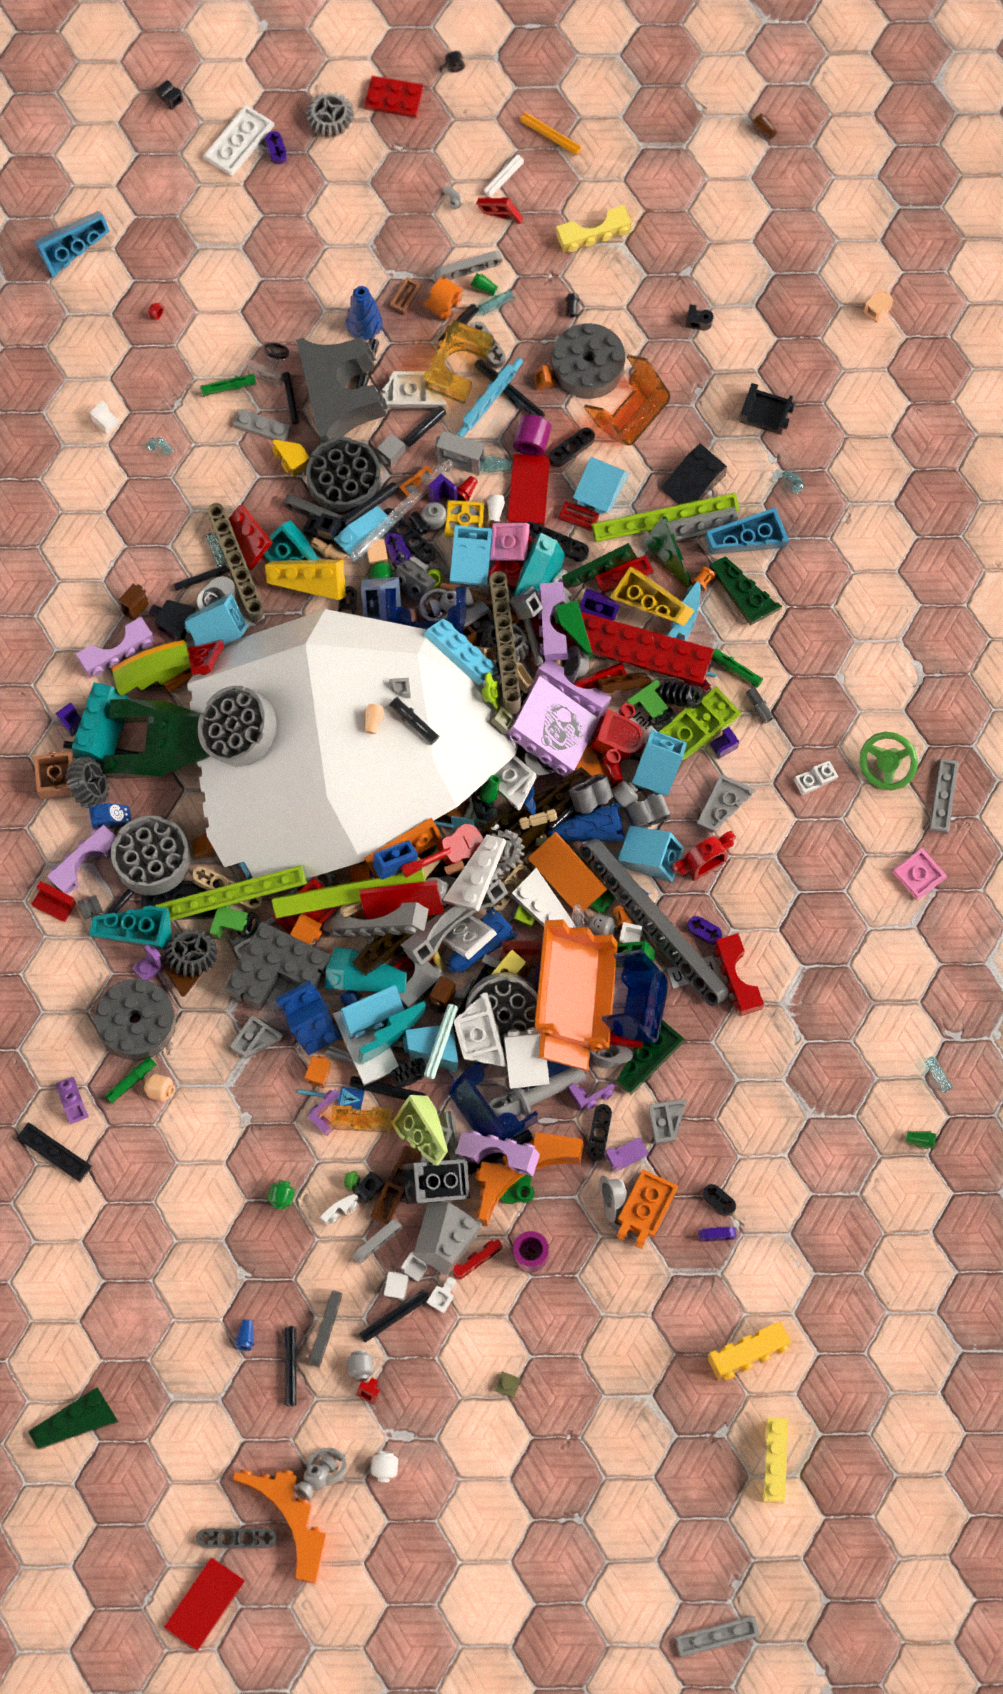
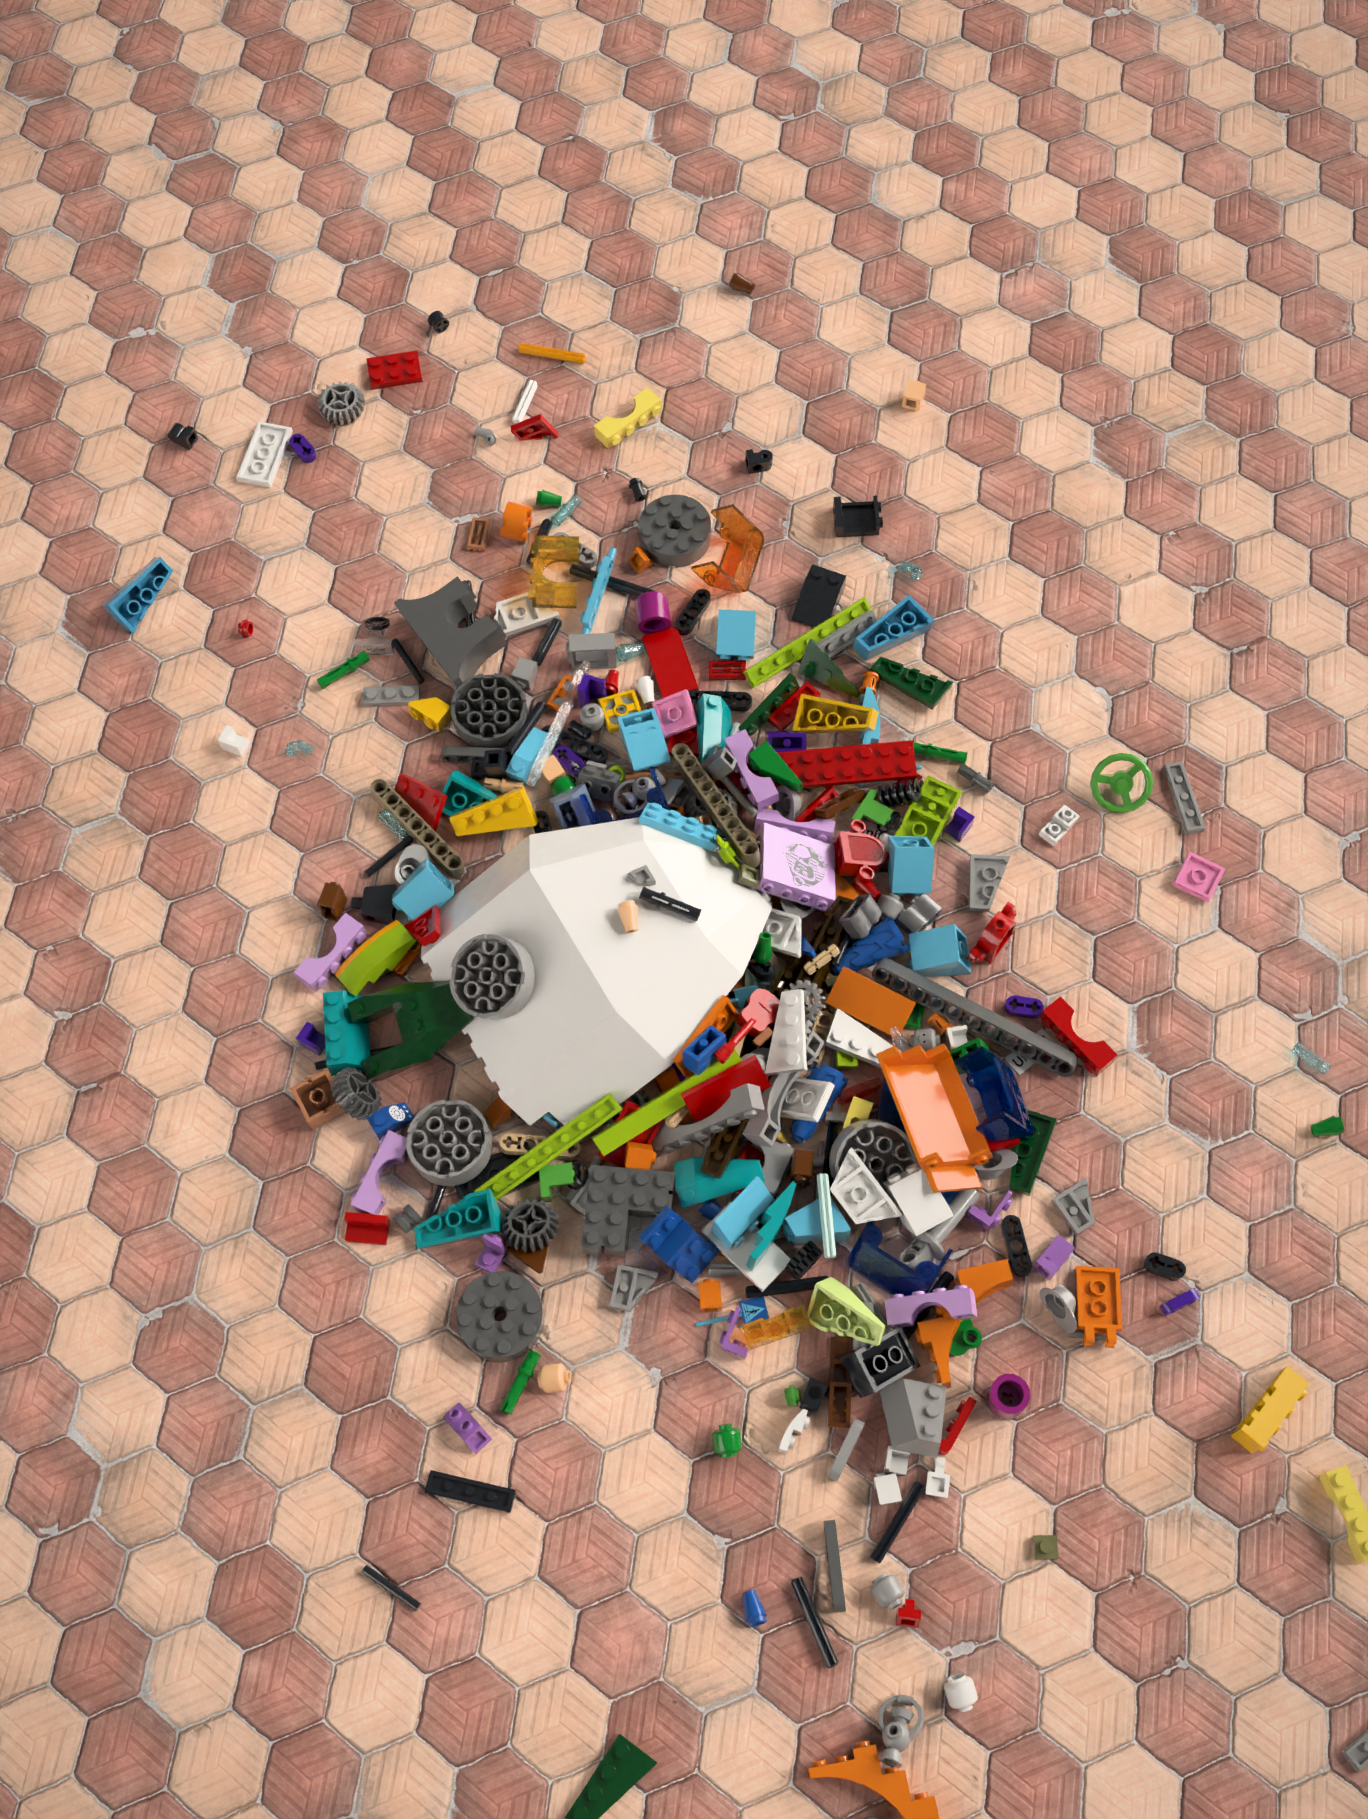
camera: 20 degrees left, 5 degrees down
(363, 315) = (446, 559): blue cone -> none
(469, 266) = (527, 487): light grey beam -> none

